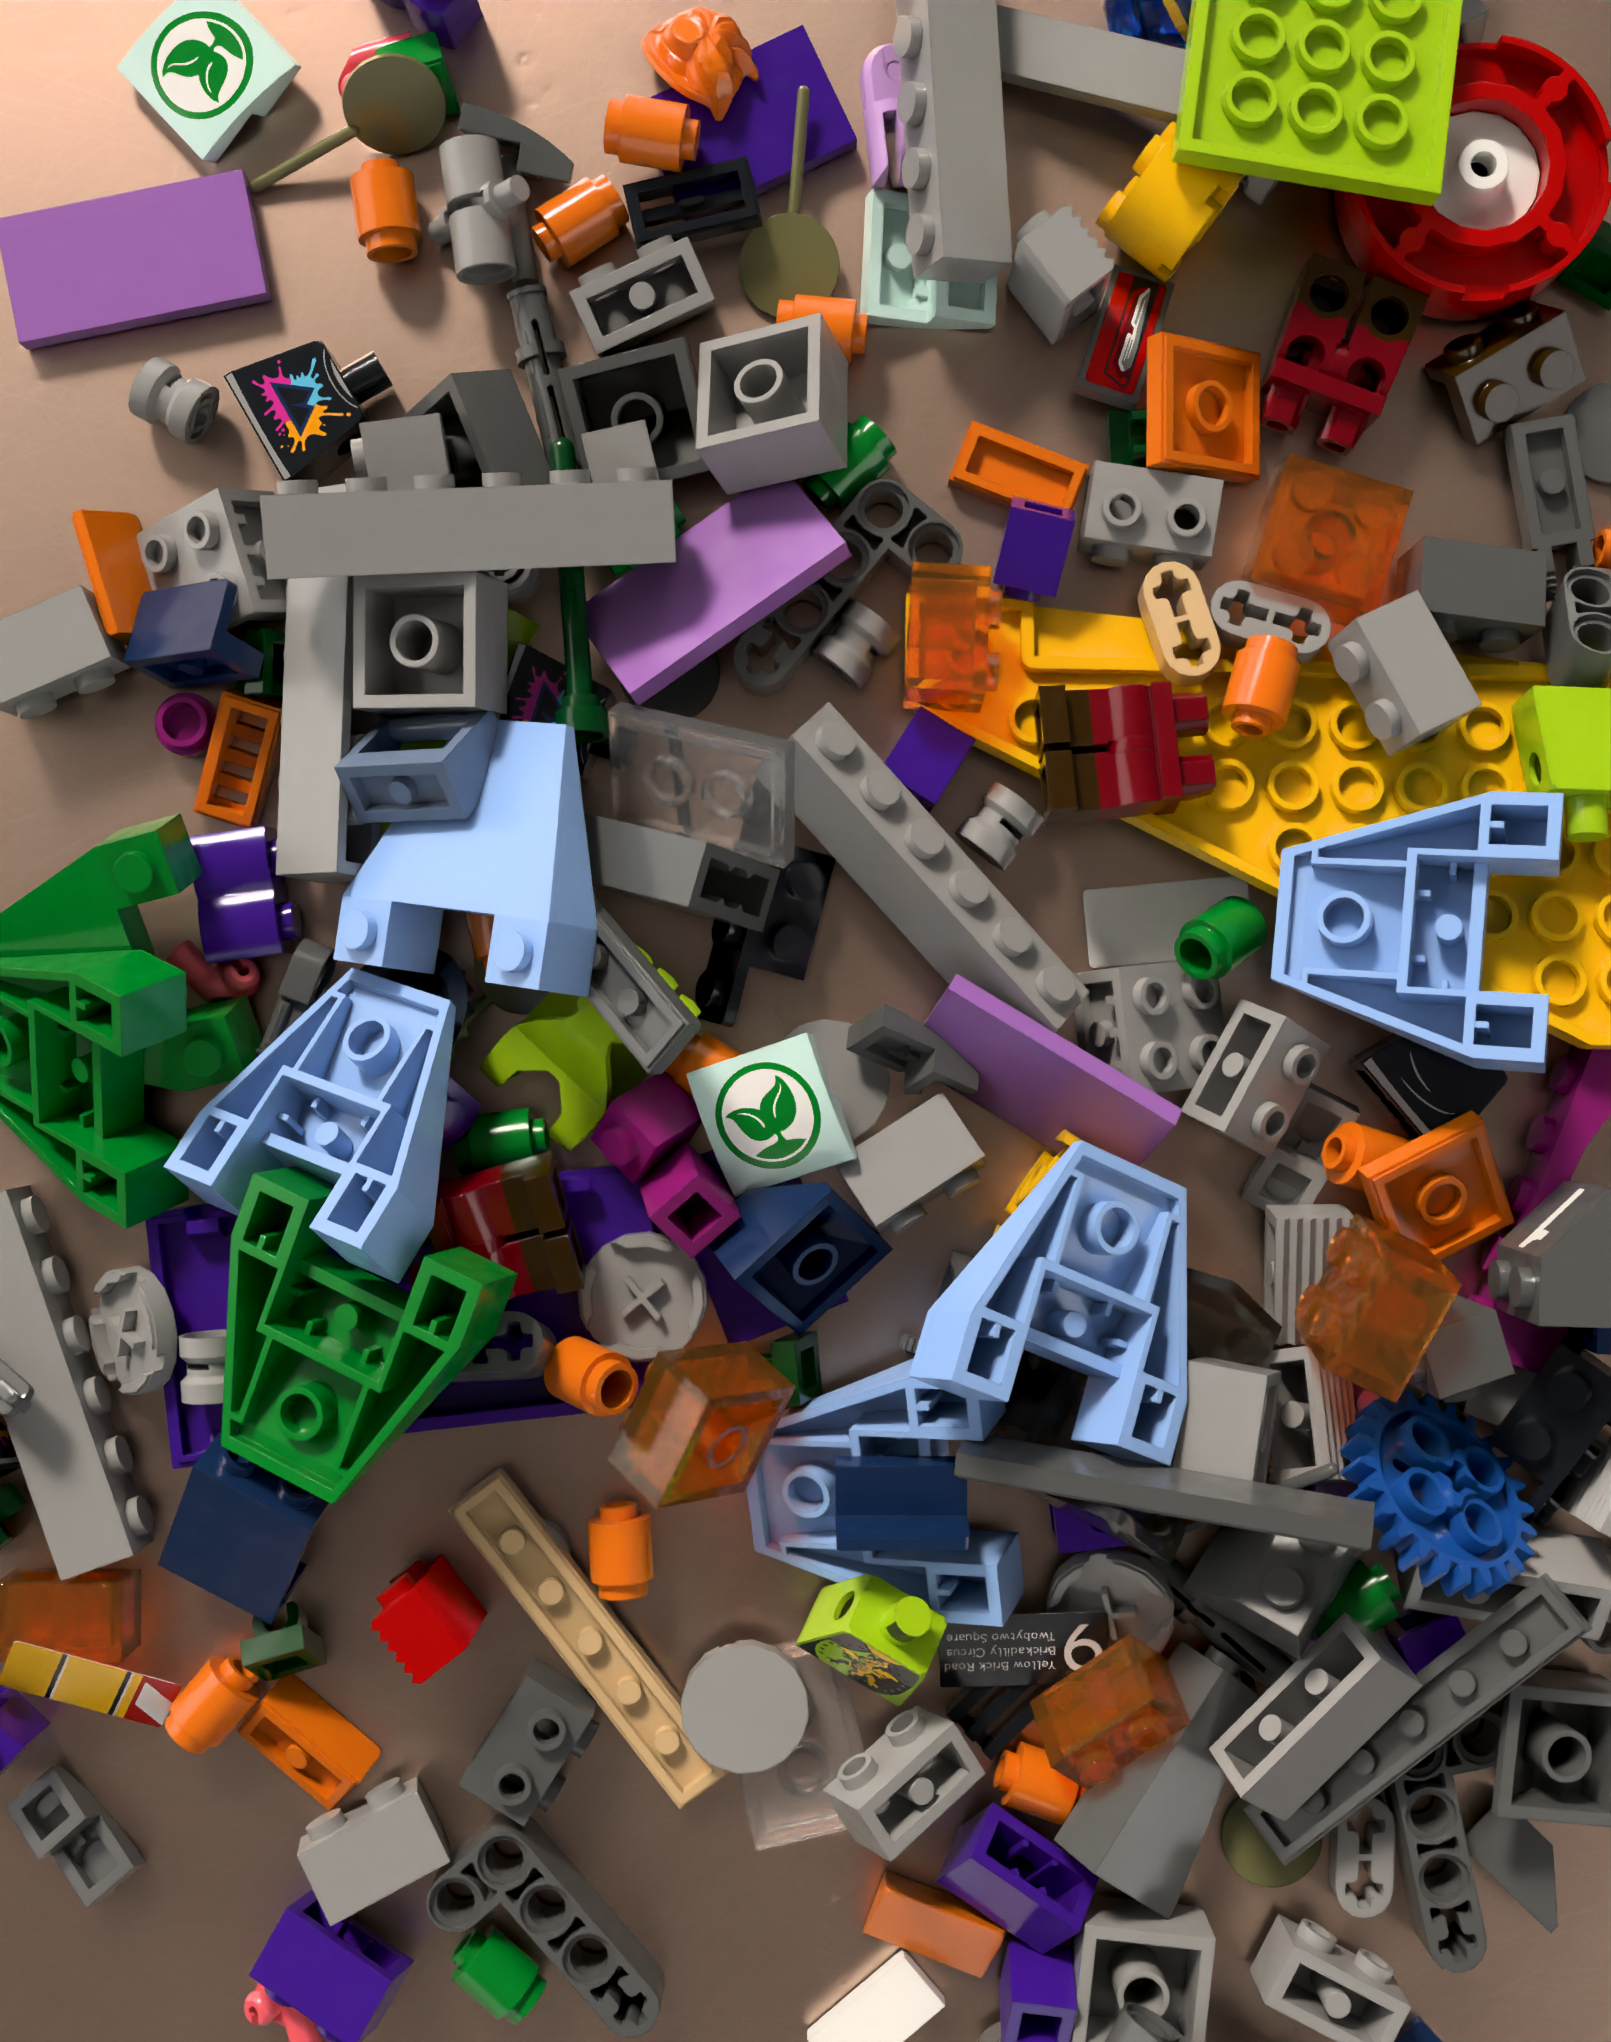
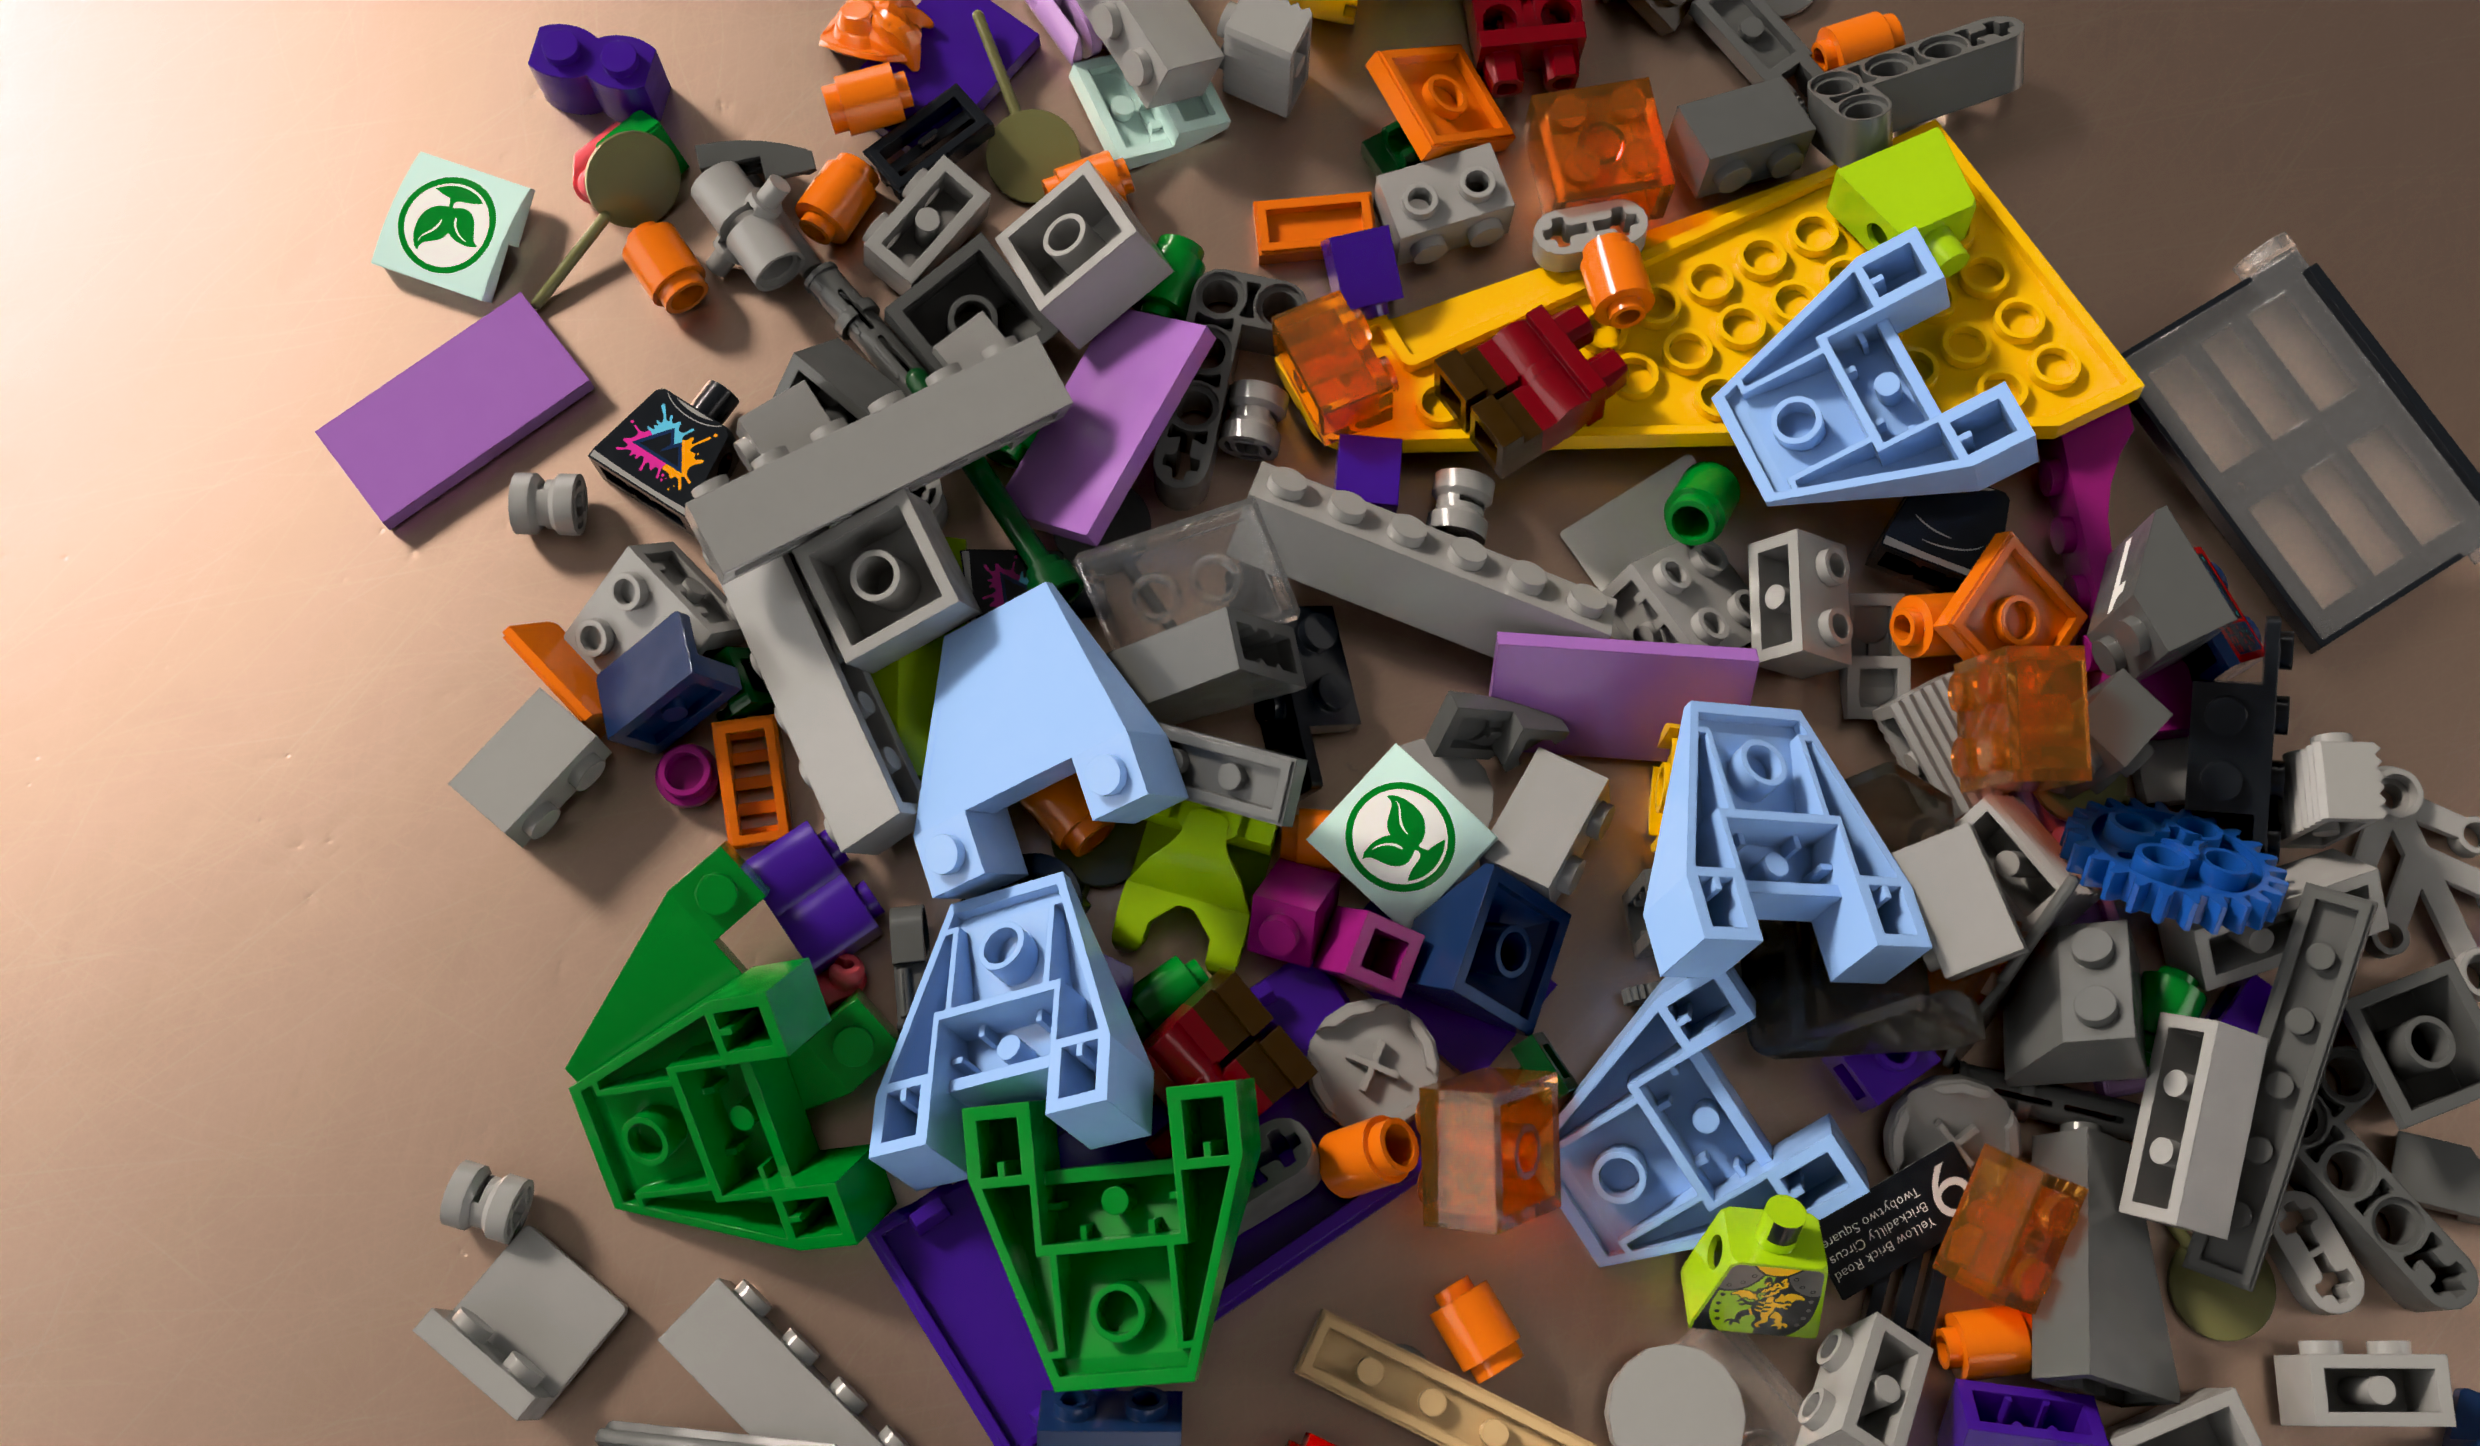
camera: 30 degrees left, 15 degrees down
(134, 1330) = (905, 1354): light grey tile -> none
(205, 1366) = (1000, 1356): light grey wheel -> none
(421, 782) = (930, 689): sand blue tile -> none
(900, 1504) = (1711, 1122): dark blue panel -> none
(1117, 349) = (1343, 86): slope -> none
(1168, 1491) = (1945, 963): dark grey tile -> none
(1192, 619) = (1524, 266): tan beam -> none
(1402, 673) = (1726, 214): light grey brick -> none

